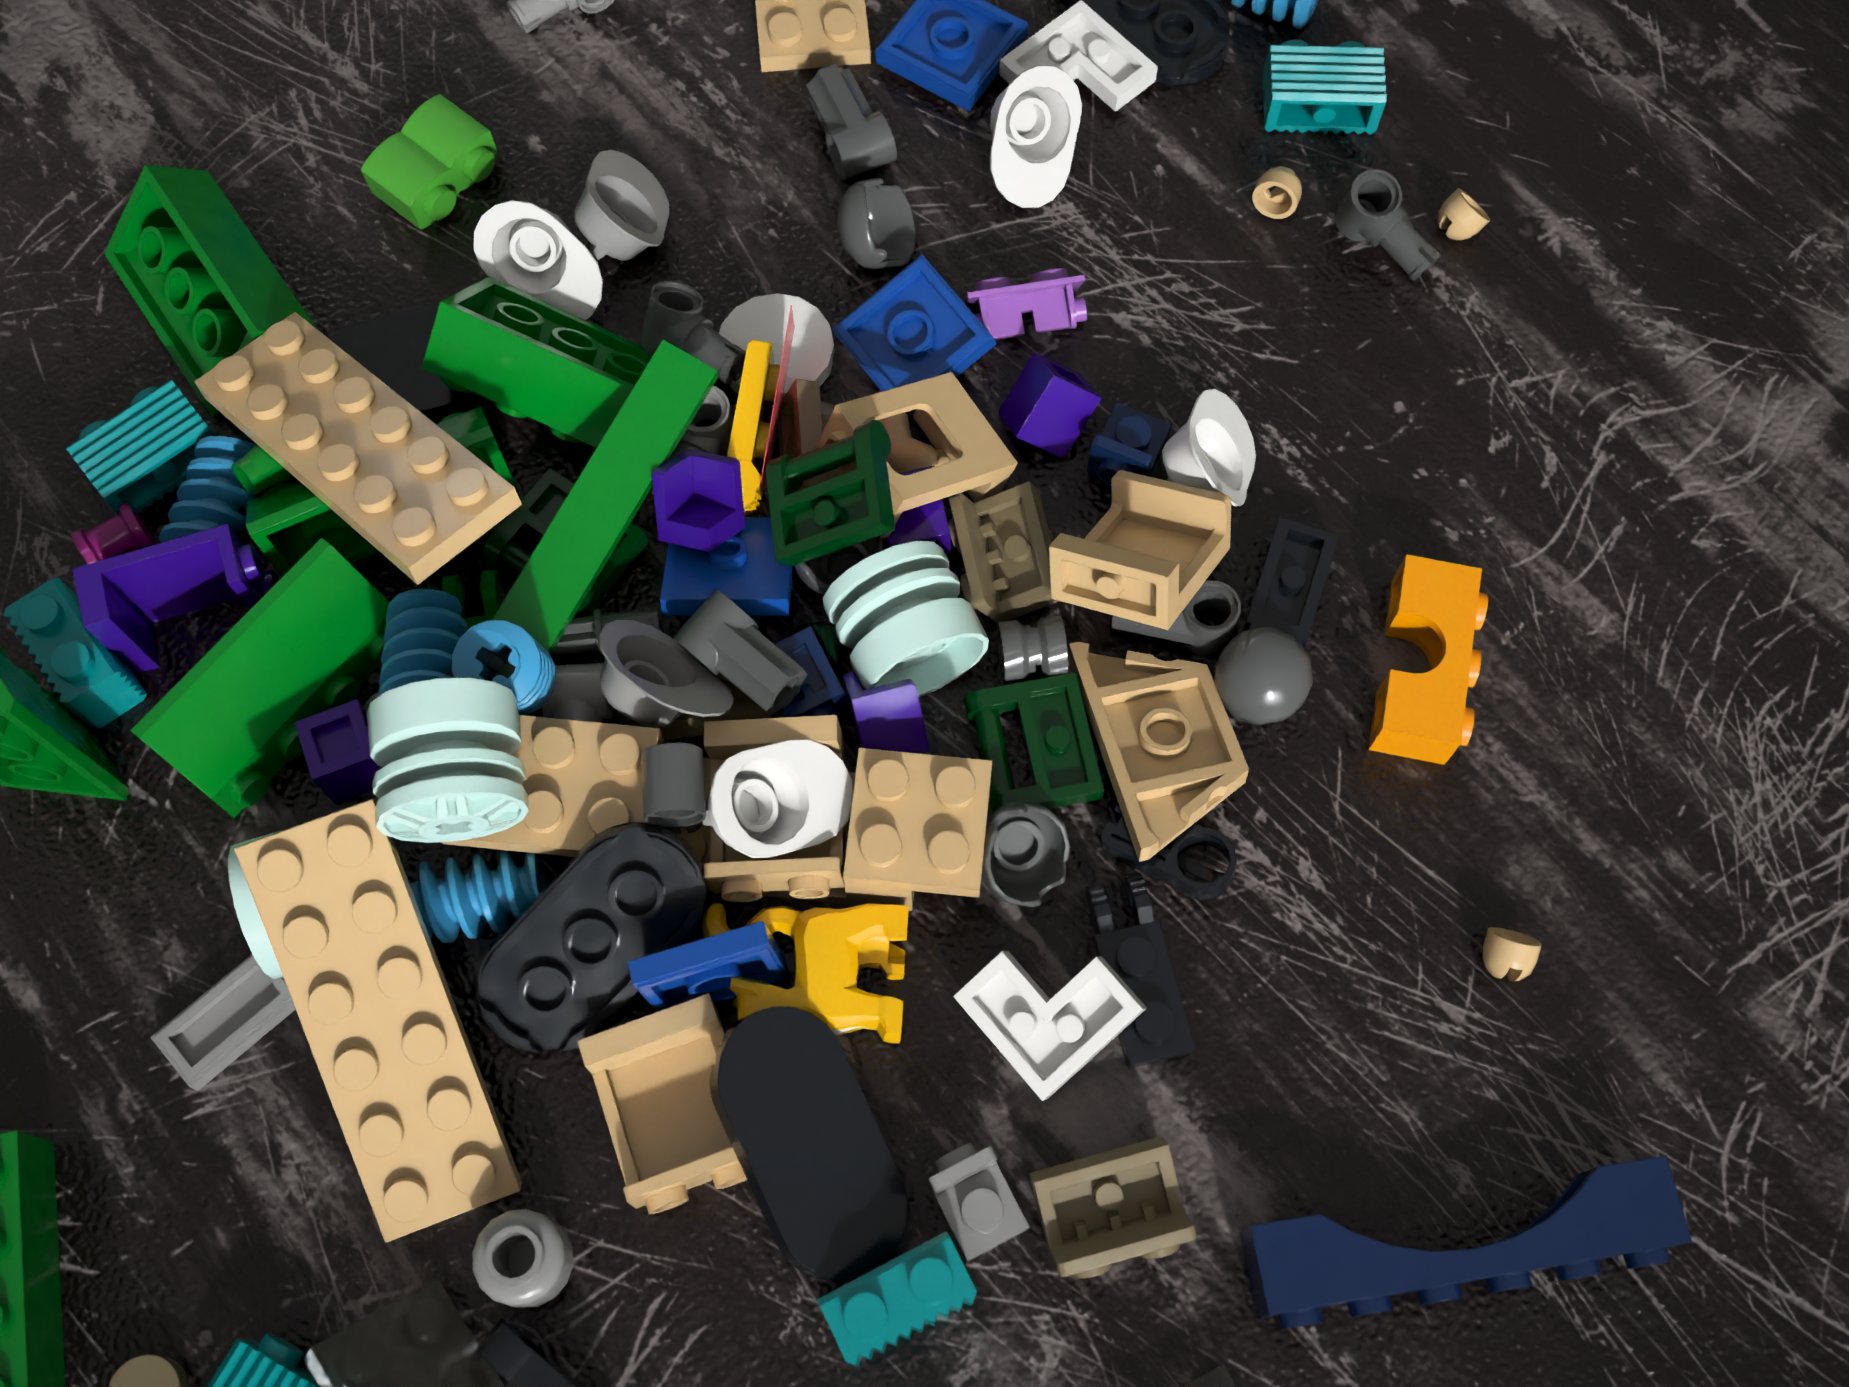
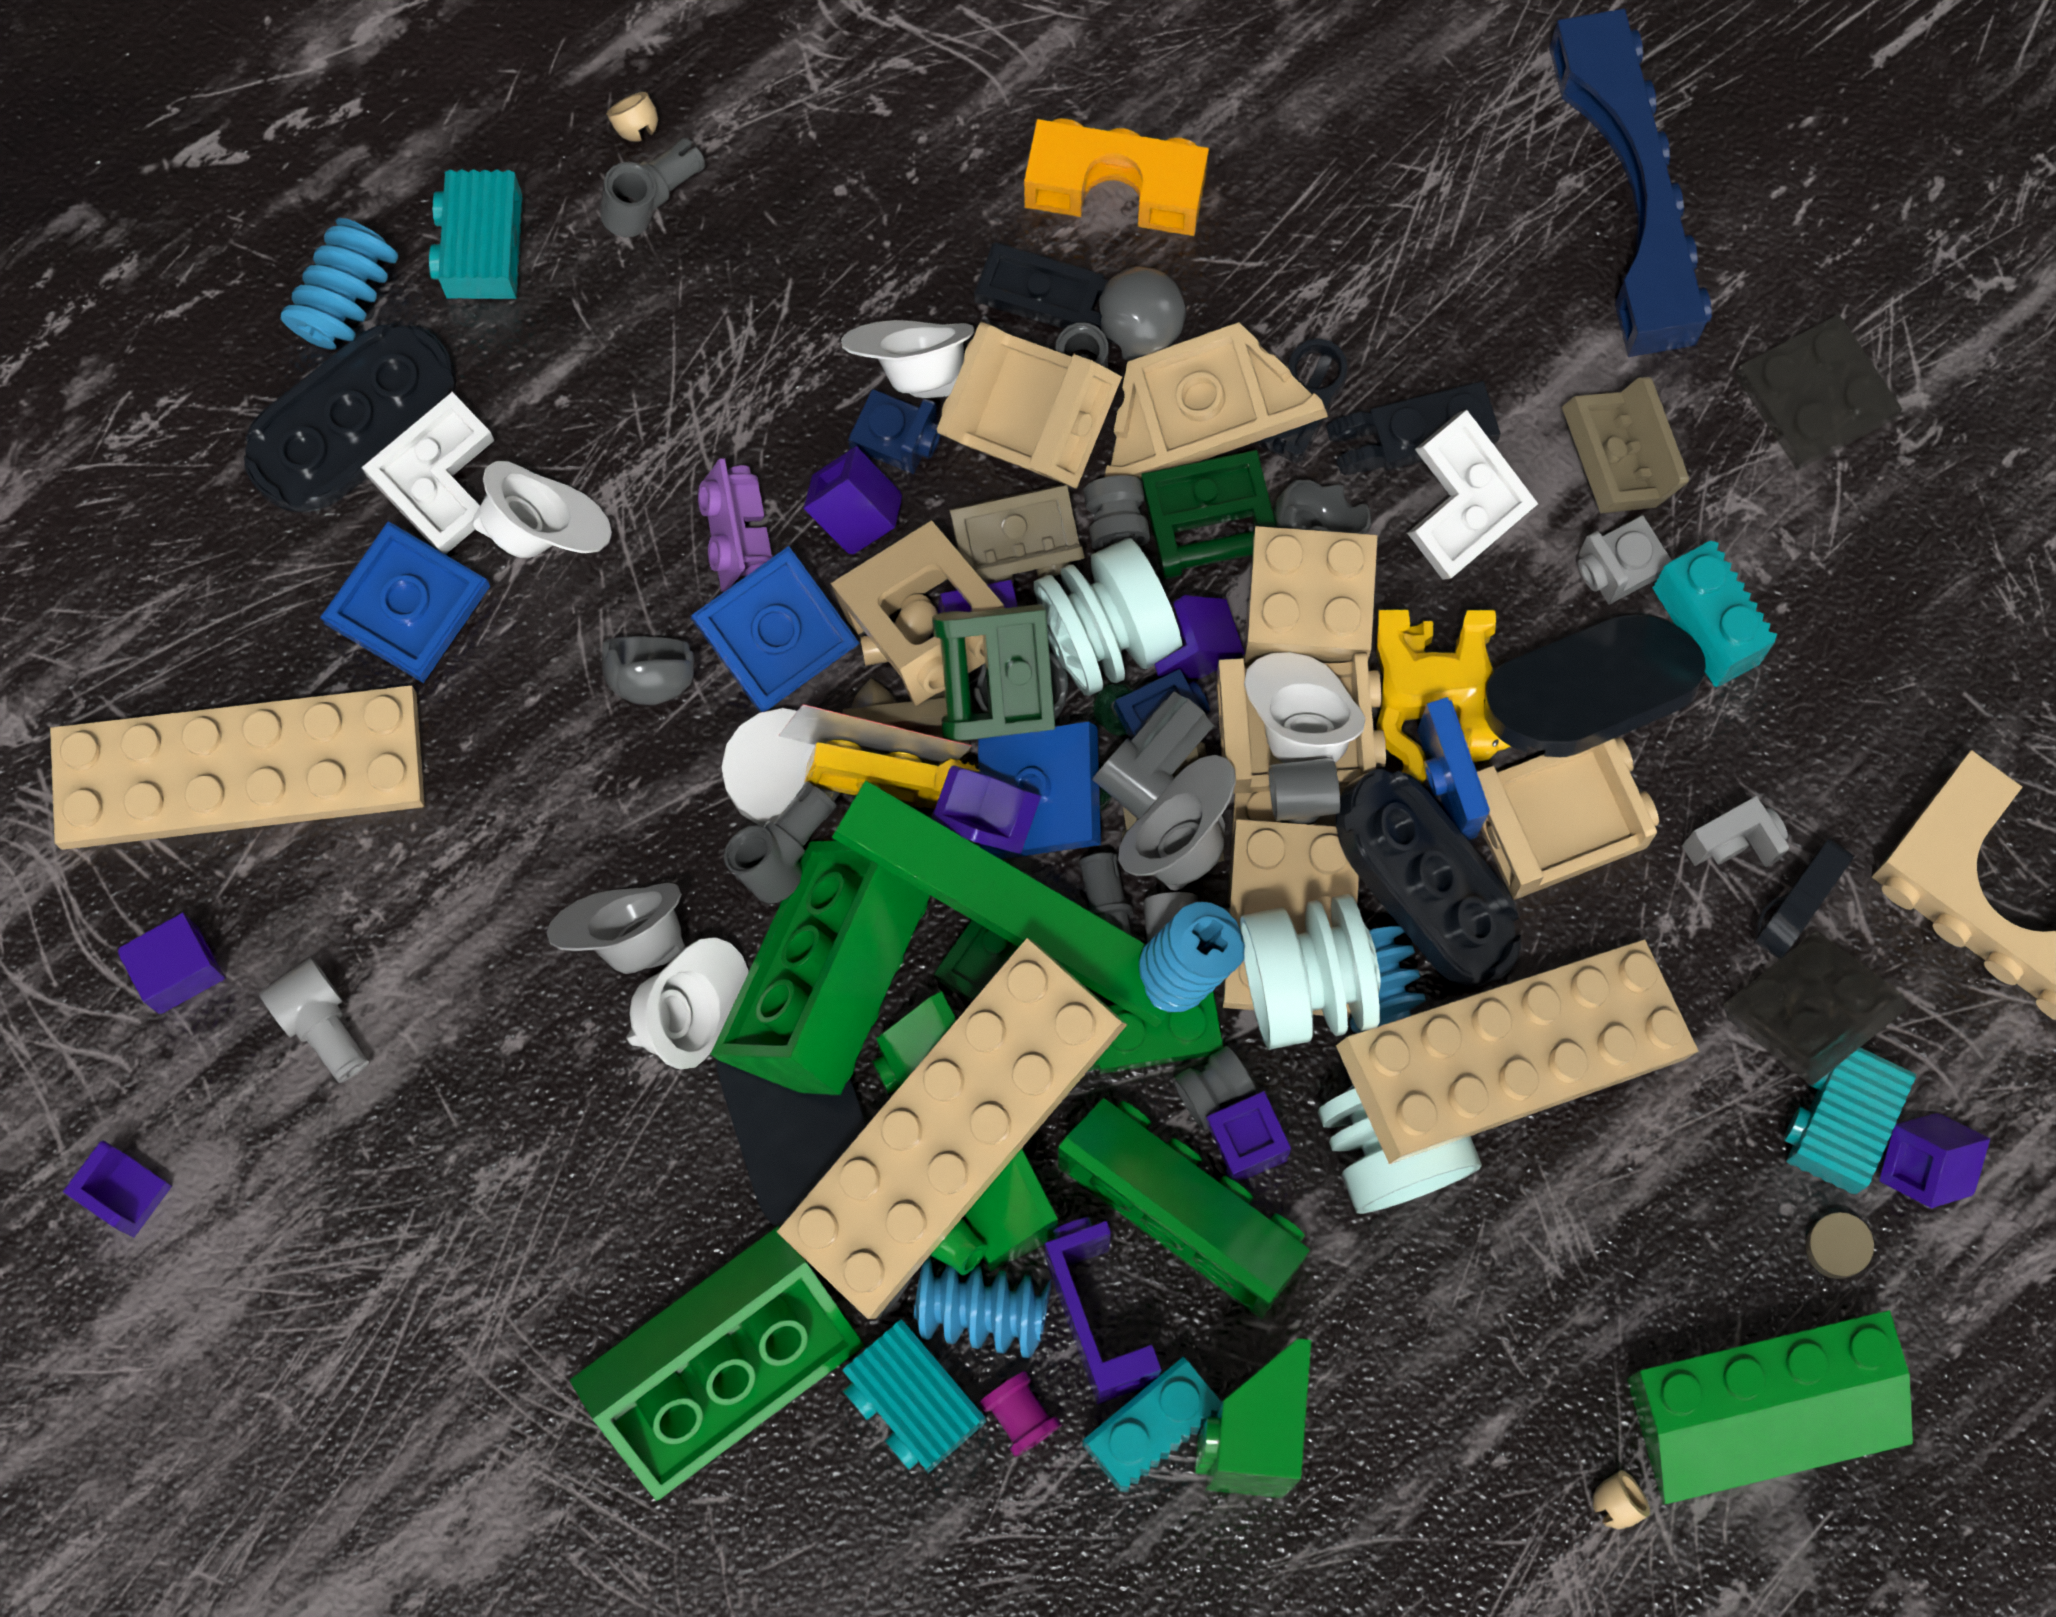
camera: 90 degrees left, 5 degrees up
(224, 1023) = (1505, 1227): light grey tile -> none
(420, 637) = (1174, 1053): dark azure piece -> none
(430, 162) = (555, 1138): bright green brick -> none
(522, 1259) = (1708, 921): light grey head -> none
(629, 1294) = (1726, 835): none -> light grey bracket
(853, 133) = (528, 695): dark grey piece -> none
(1283, 198) = (603, 284): tan hinge -> none
(1510, 953) = (1382, 129): tan hinge -> none

